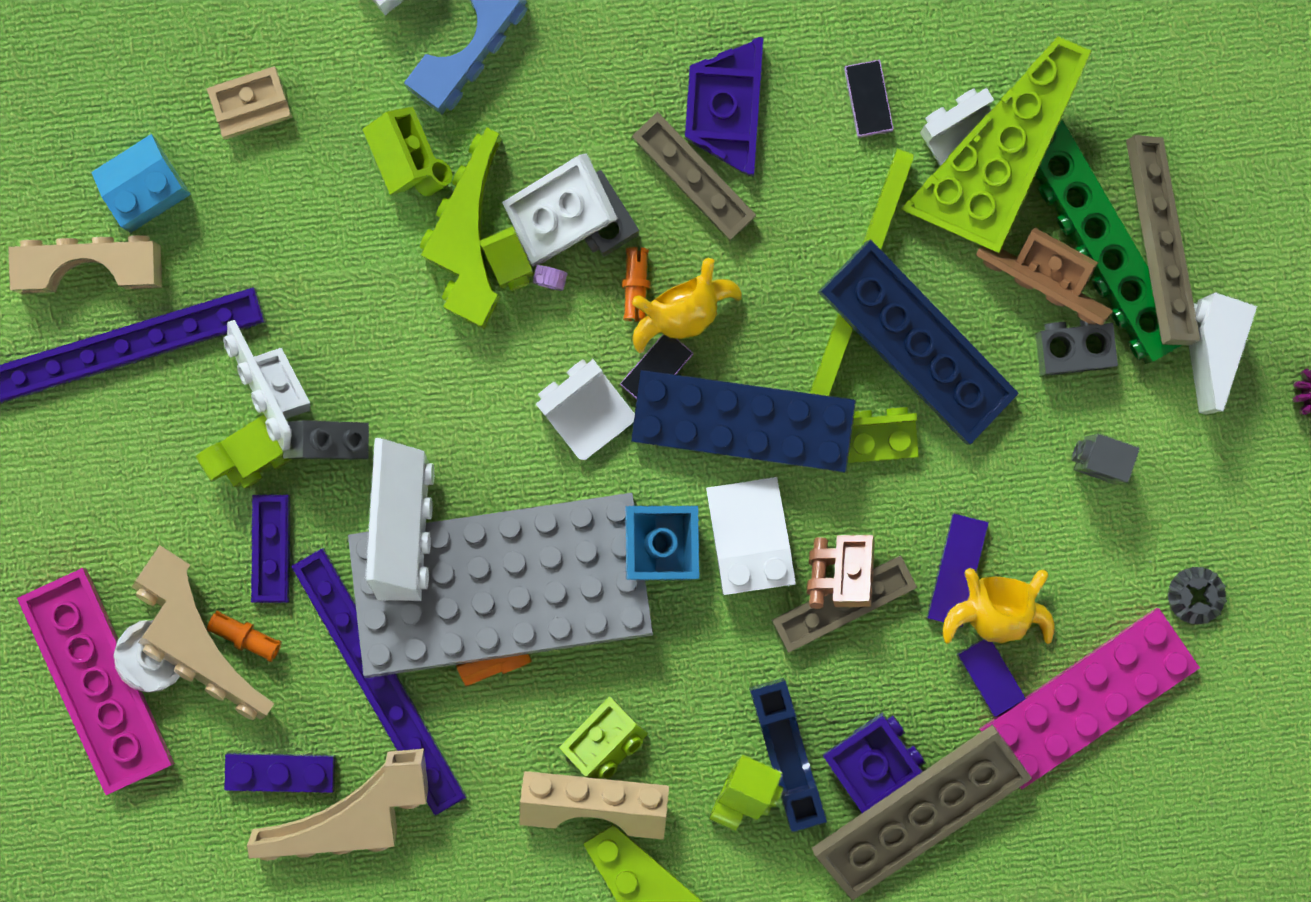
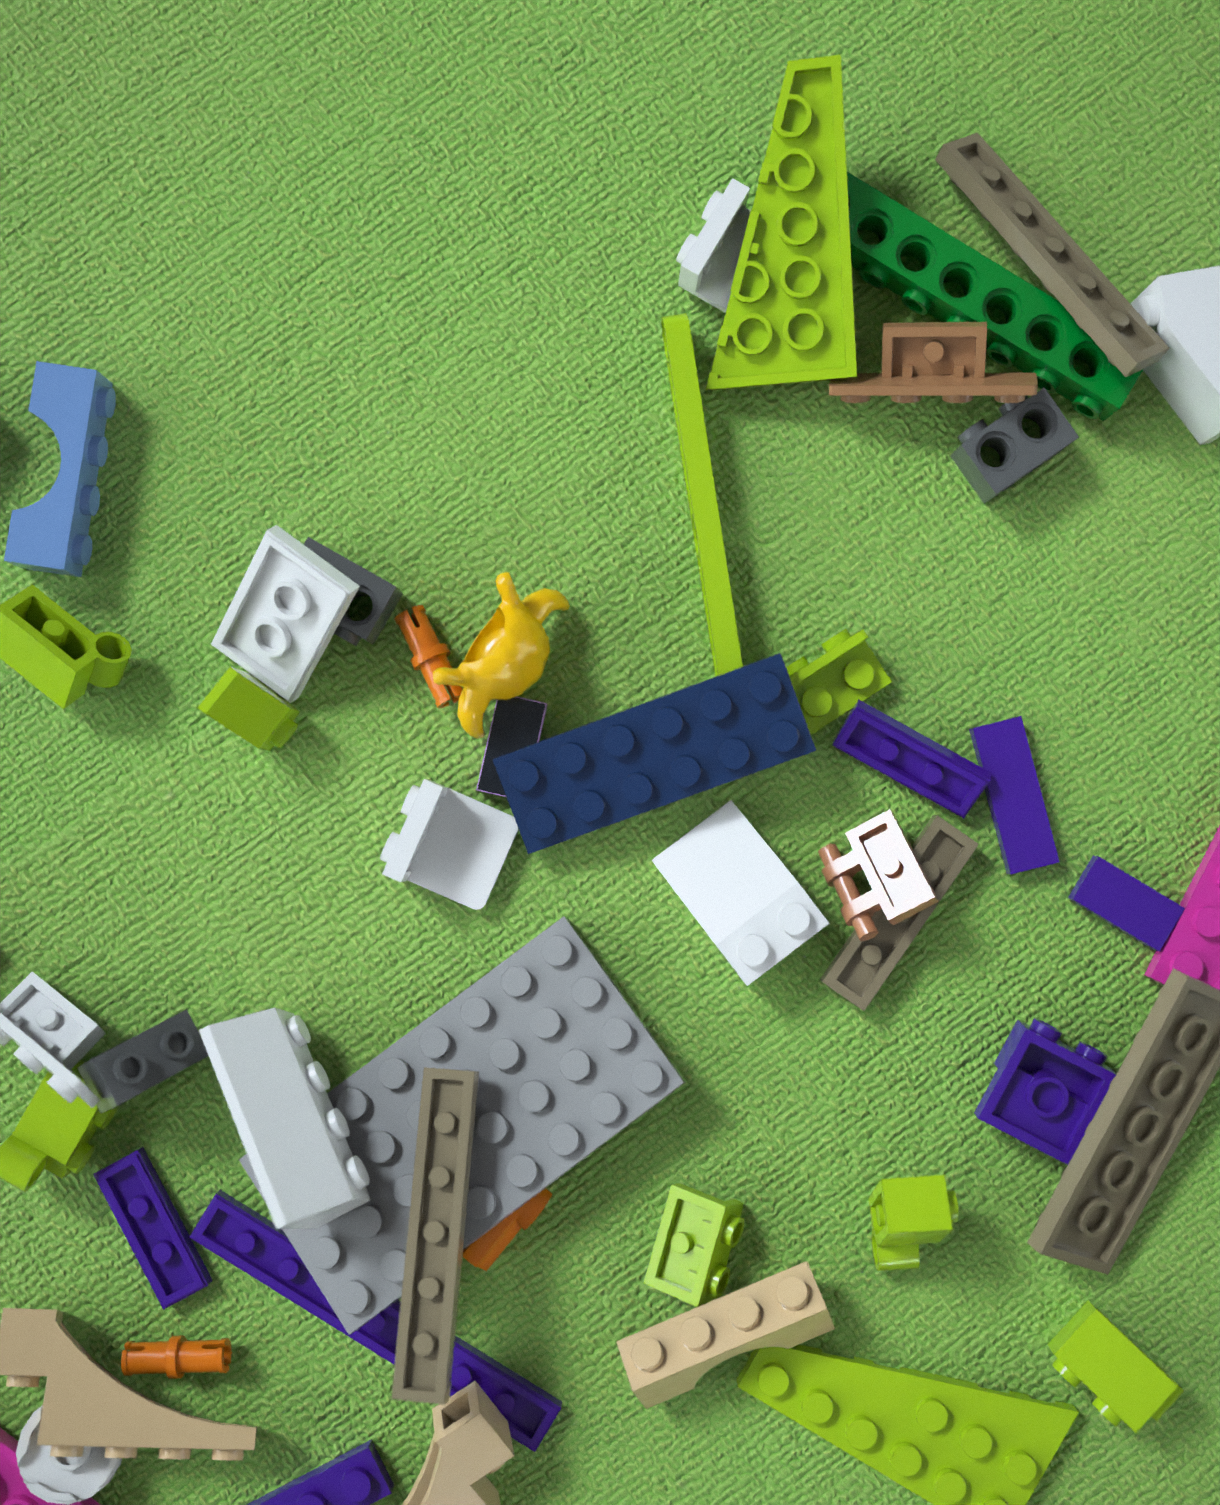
camera: 35 degrees left, 0 degrees up
(452, 640) = (435, 1236): none -> dark tan plate
(457, 236) = (168, 701): lime arch -> none
(550, 277) = (319, 705): lavender axle -> none
(662, 542) = (634, 963): dark azure slope -> none
(693, 176) = (429, 485): dark tan plate -> none
(726, 105) = (422, 377): dark purple wing -> none
(787, 754) = (933, 1140): dark blue arch -> none
(868, 98) = (593, 277): black tile -> none
(904, 512) = (911, 759): none -> dark purple tile
(918, 342) = (816, 539): dark blue plate -> none
(1001, 608) = (1097, 815): yellow piece -> none
(1105, 458) = (1127, 559): dark grey brick -> none

